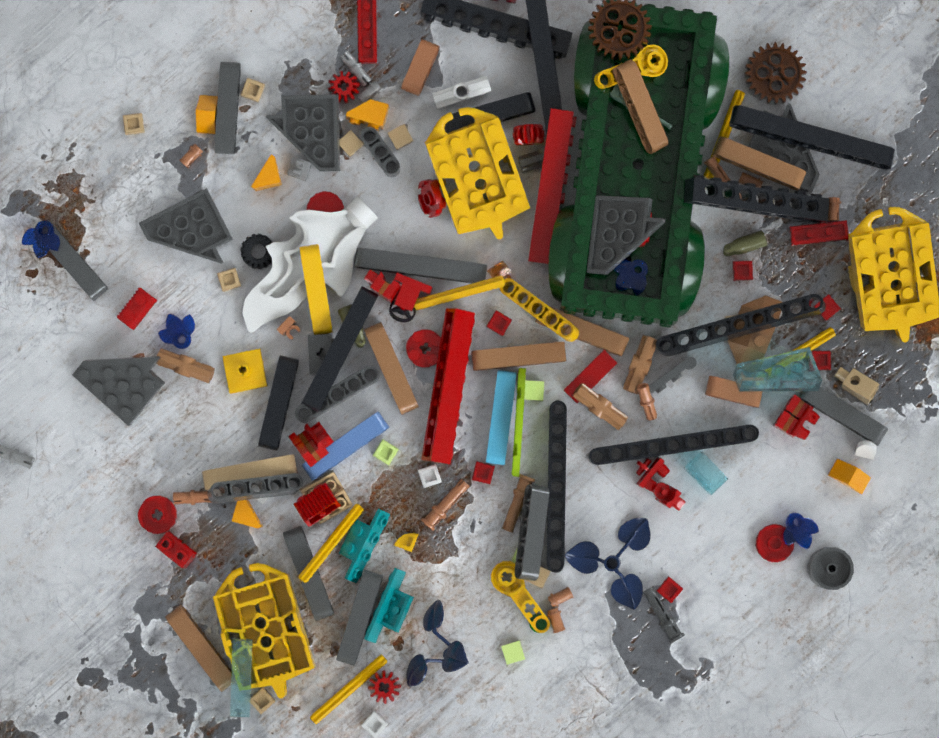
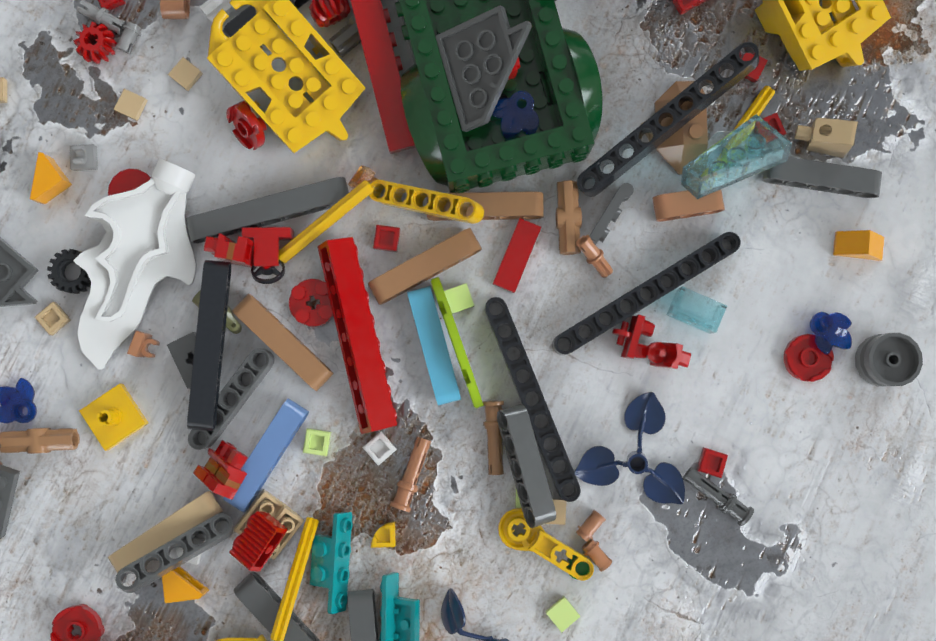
camera: 30 degrees left, 0 degrees up
(190, 497) = (109, 592): nougat pin -> none
(278, 402) = (166, 438): black beam -> none
(312, 127) = (76, 102): dark grey wing -> none
(316, 289) = (152, 285): yellow beam -> none
(369, 113) = (137, 60): light orange slope -> none
(377, 143) = (160, 91): dark grey beam -> none
(483, 472) = (440, 418): red tile -> none
(600, 406) = (543, 284): medium nougat piece -> none
(742, 270) = (638, 64): red tile -> none
(745, 244) = (630, 31): olive piece -> none
(801, 412) = (769, 204): red hips -> none
(866, 449) = (866, 207): white tile -> none

